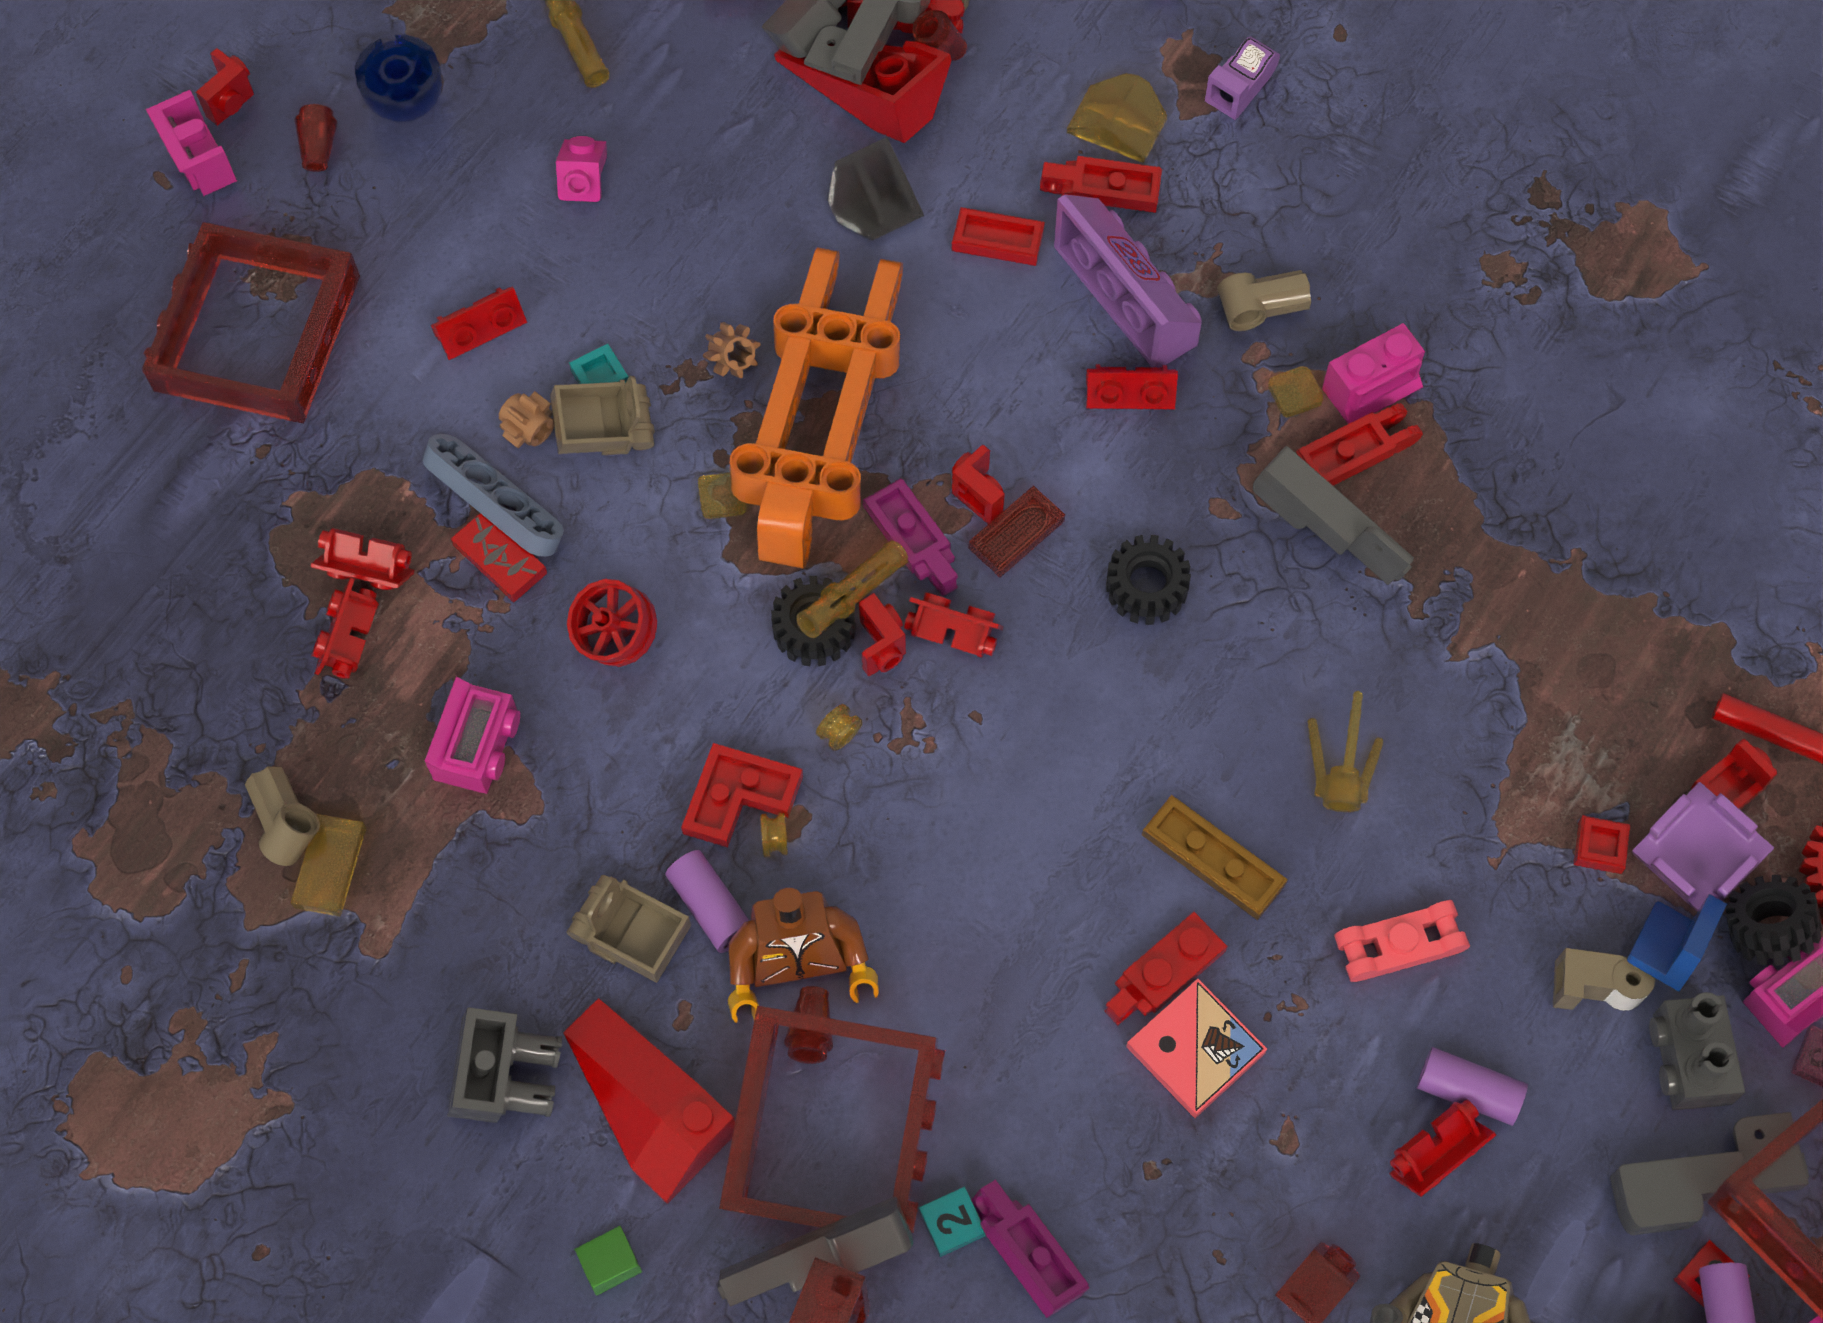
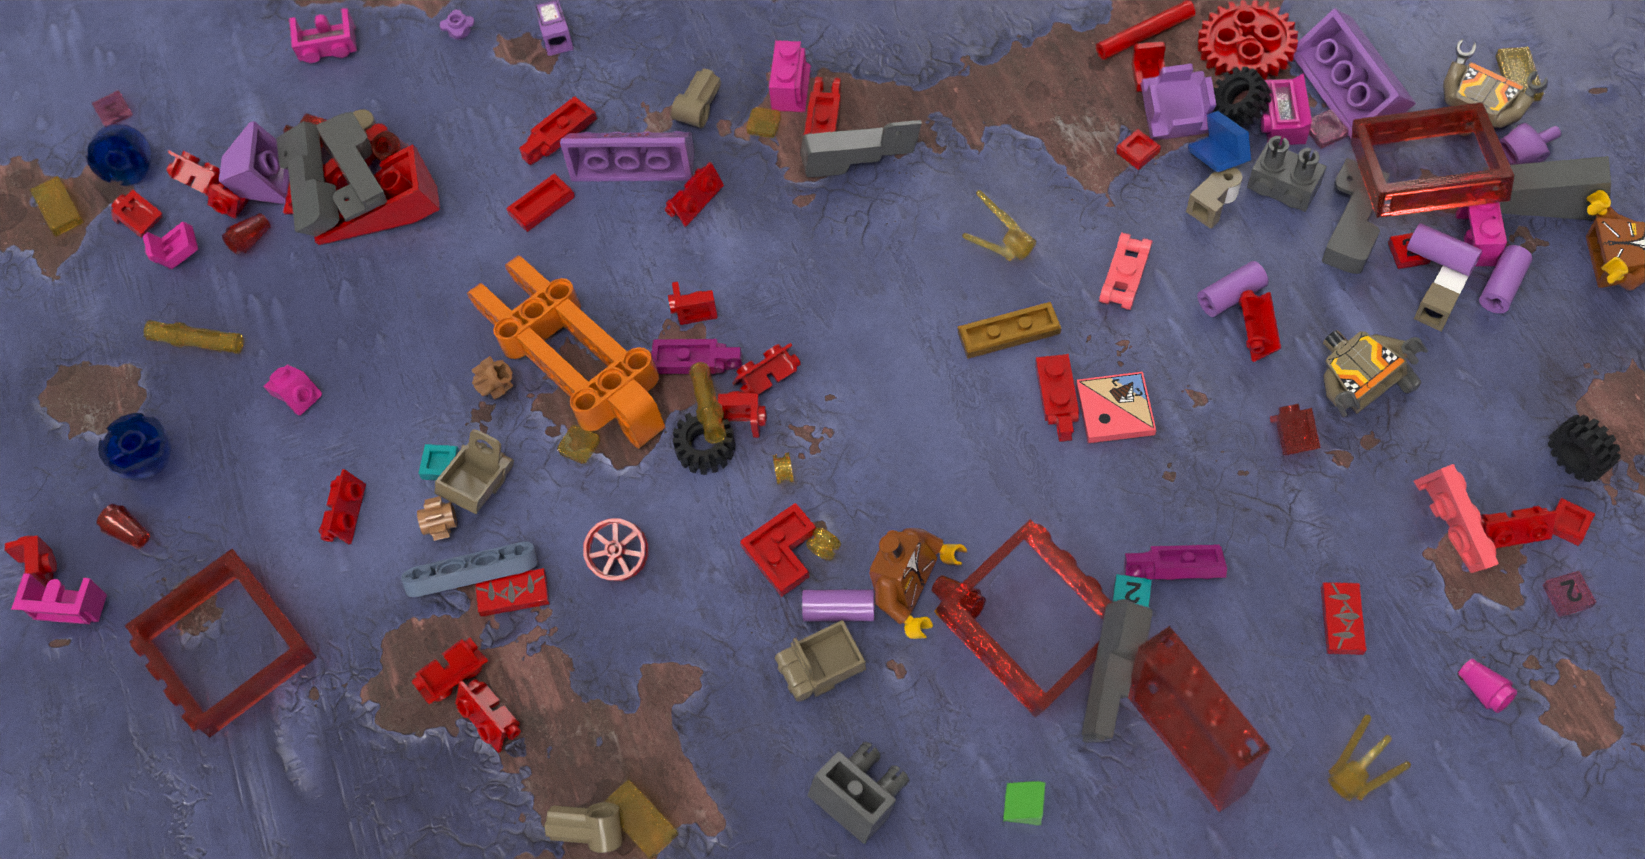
camera: 50 degrees left, 5 degrees down
(472, 737) = (625, 676): dark pink window -> none
(653, 1106) = (946, 715): red wedge -> none
(872, 192) = (456, 244): clear smoke slope -> none
(1016, 531) = (733, 306): clear red tile -> none
(1120, 116) = (520, 99): clear yellow slope -> none
(1148, 555) = (815, 243): black tyre -> none

